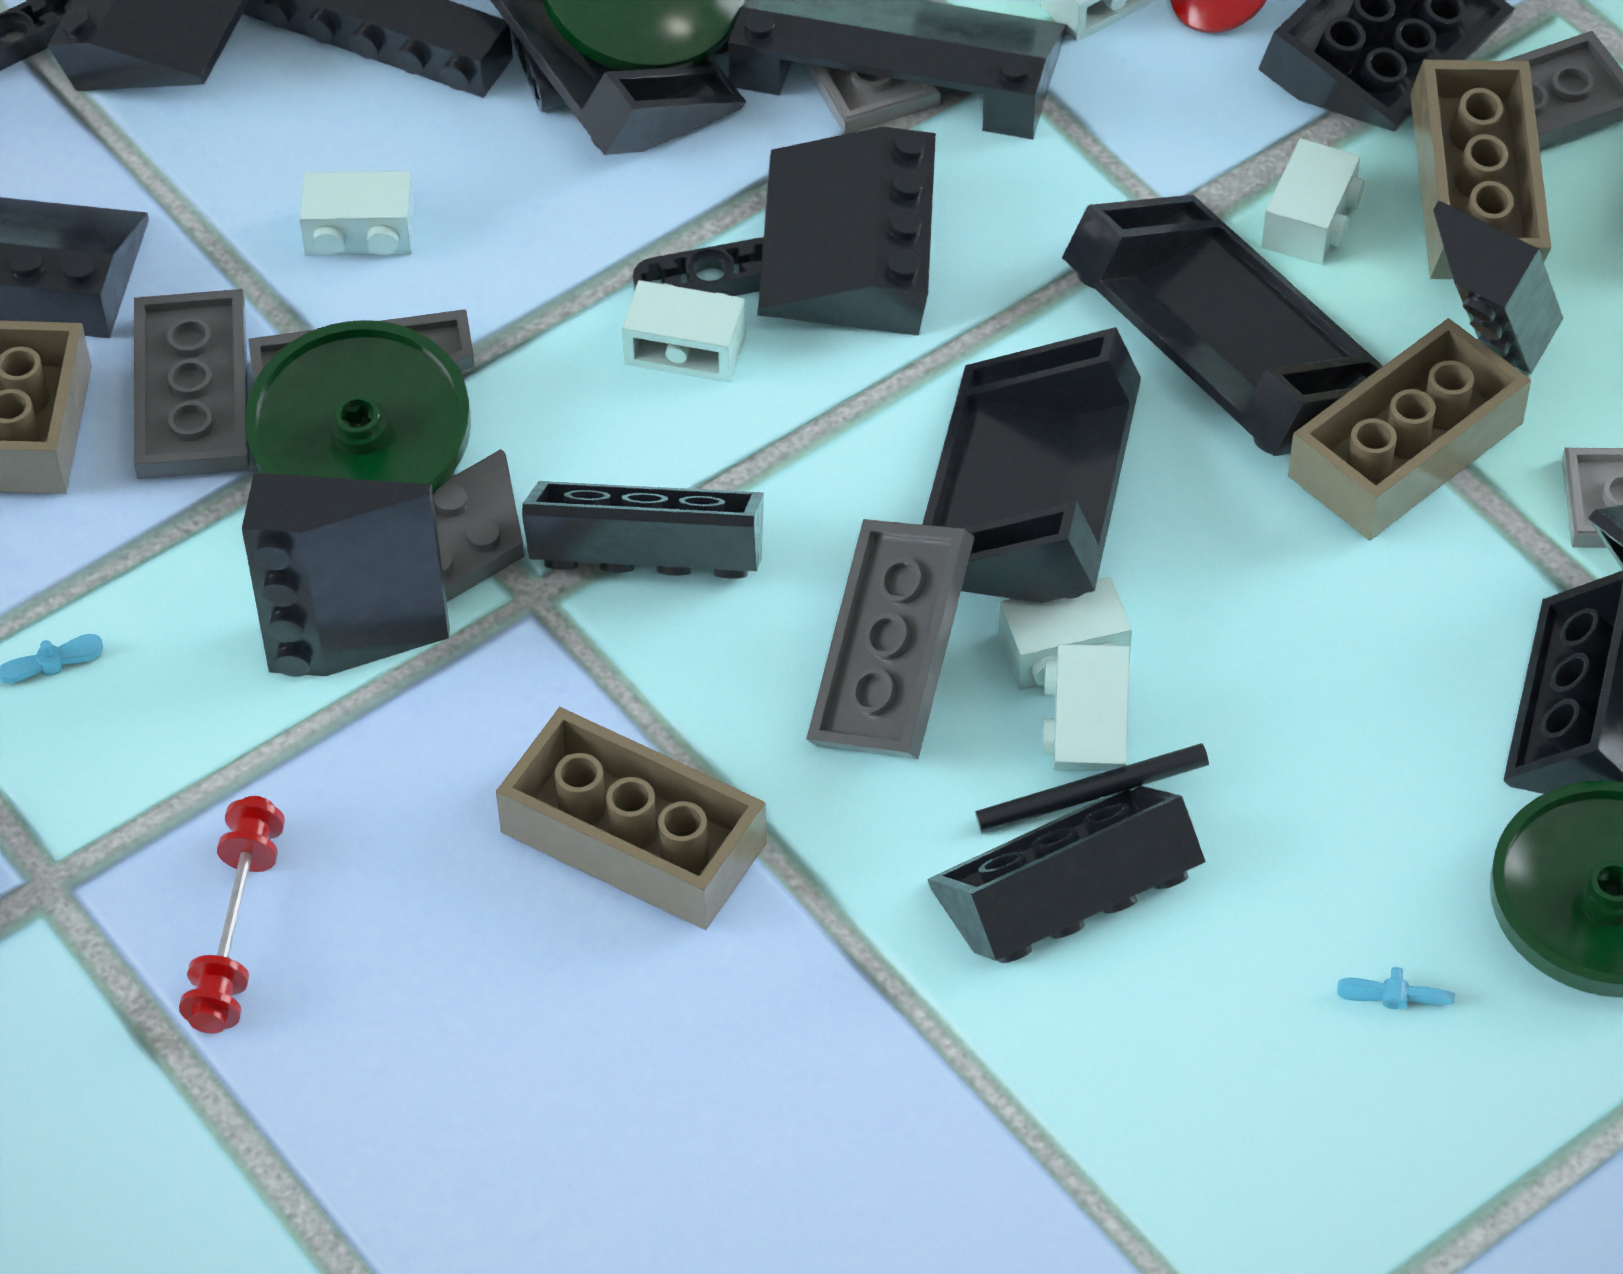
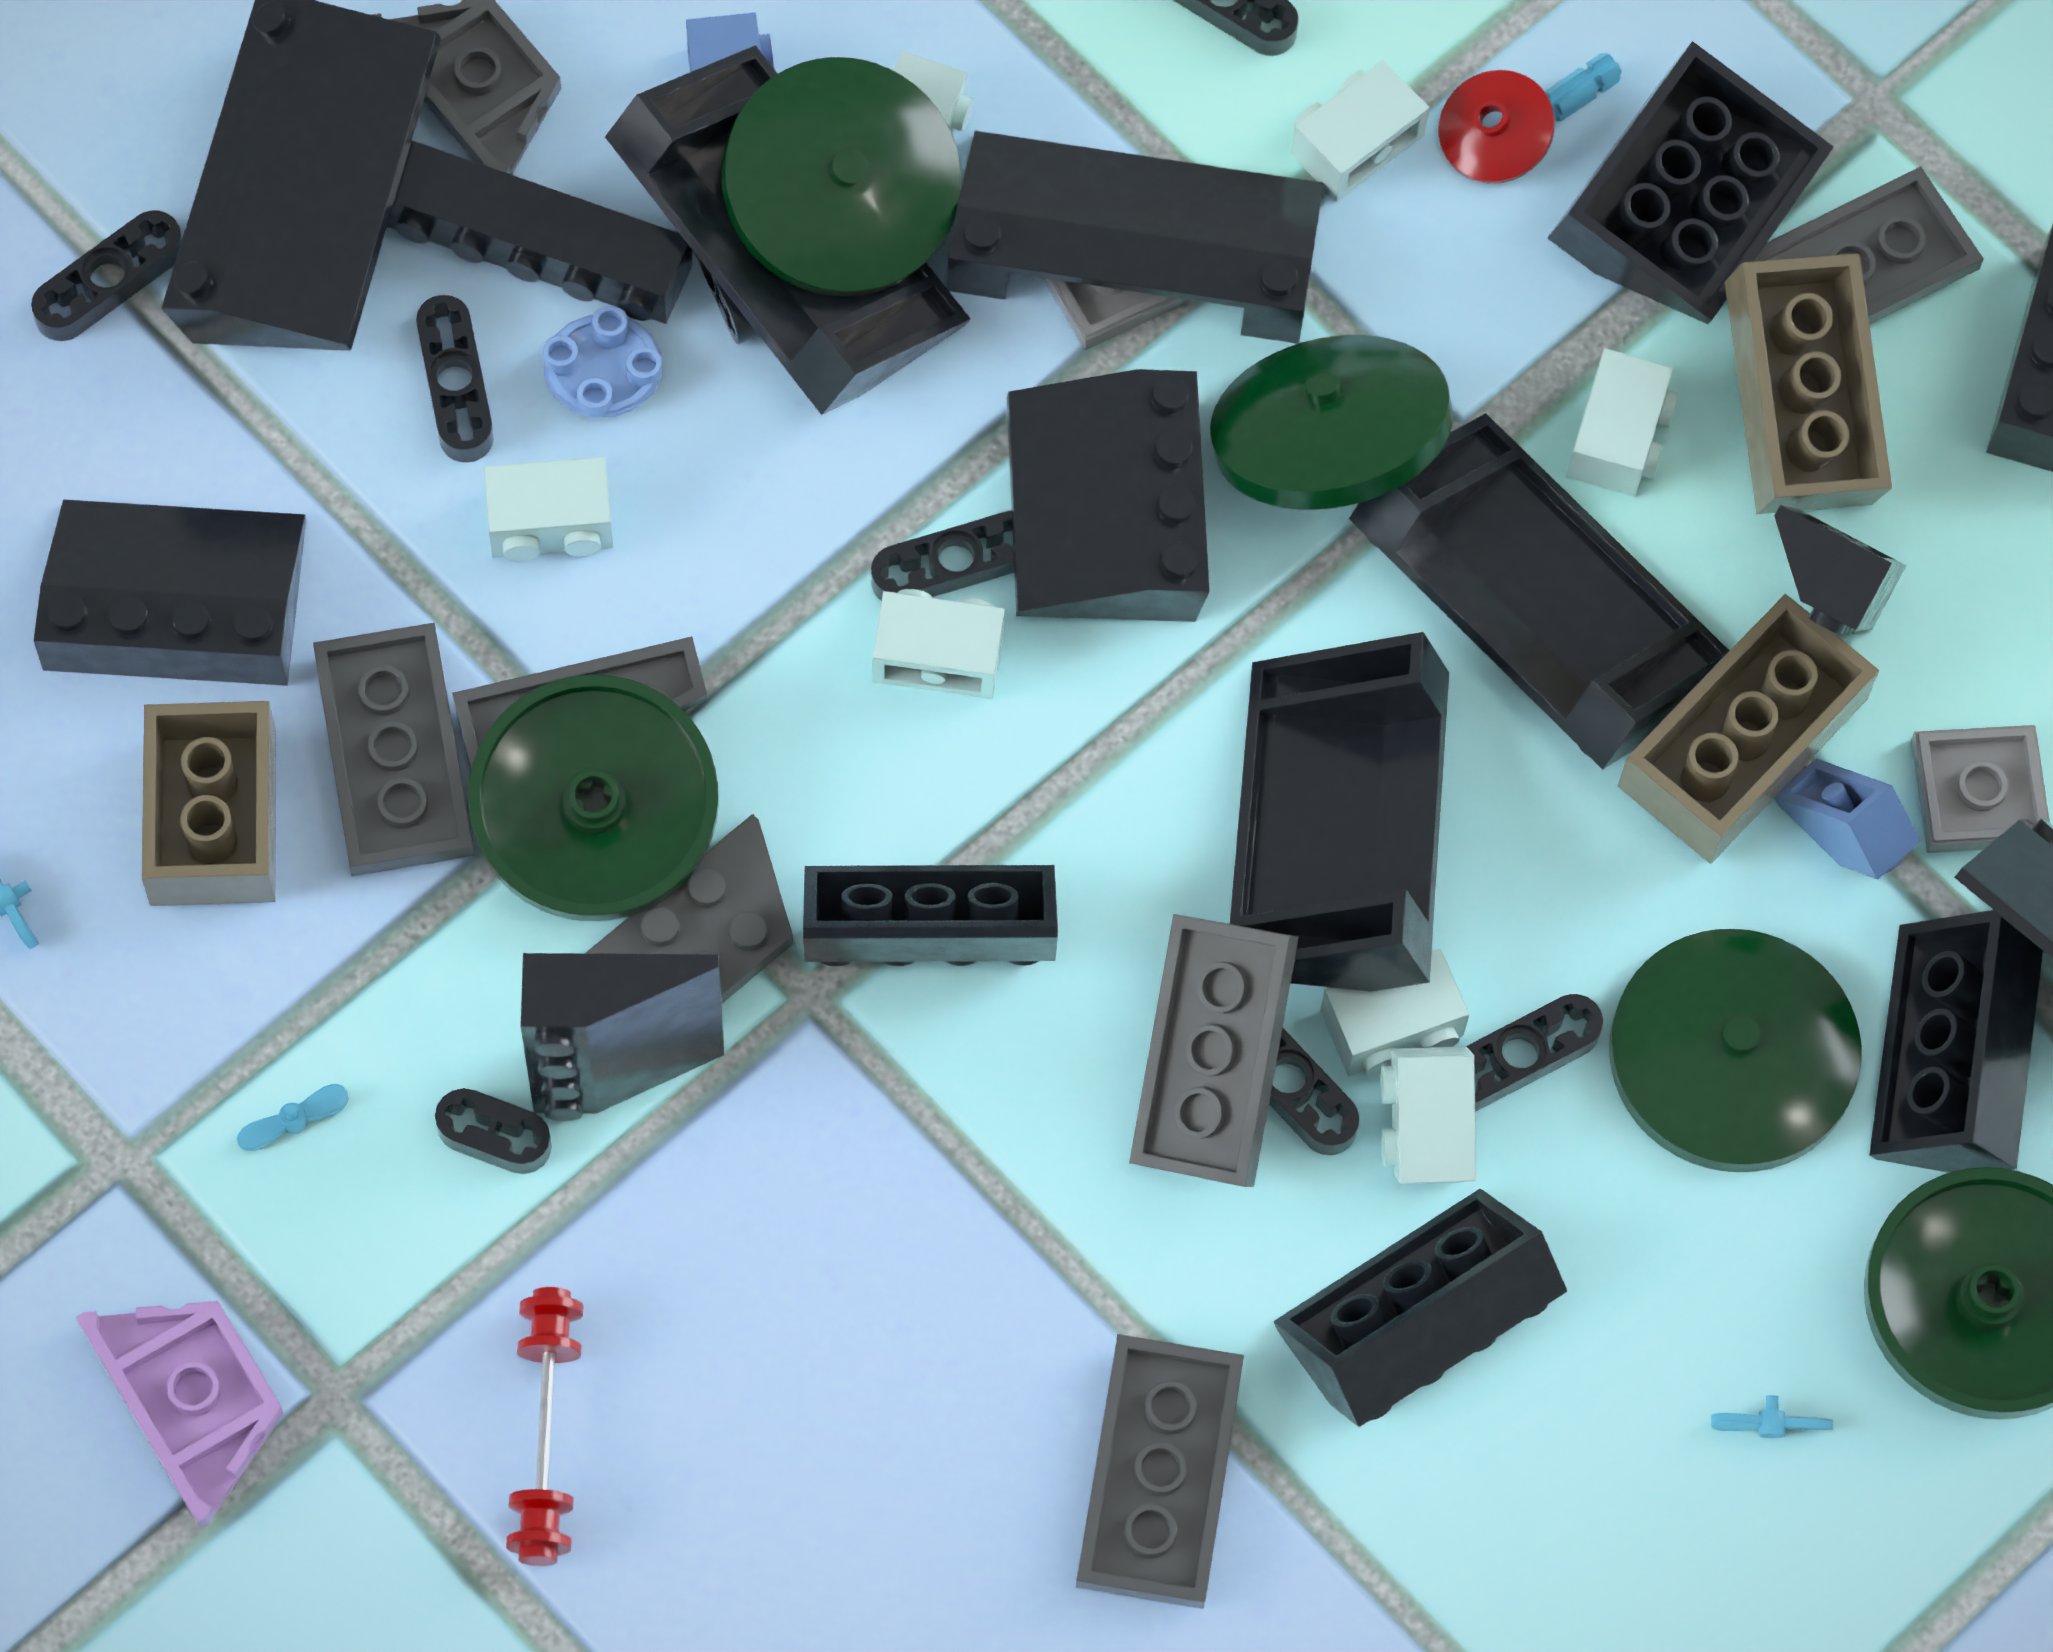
camera: 10 degrees left, 15 degrees up
(224, 685) = (488, 1144): none -> black beam
(284, 107) = (462, 355): none -> black beam
(422, 116) = (602, 364): none -> light blue dish
(632, 817) = (957, 1283): dark tan brick -> none
(803, 992) = (1160, 1471): none -> dark grey plate
(968, 706) = (1329, 1102): none -> black beam
(1051, 176) = (1331, 422): none -> dark green dish
(1092, 788) = (1439, 1203): black bar -> none
(1197, 658) = (1566, 1046): none -> black beam
(1382, 688) = (1735, 1050): none -> dark green dish
(1502, 507) = (1850, 817): none -> medium blue slope

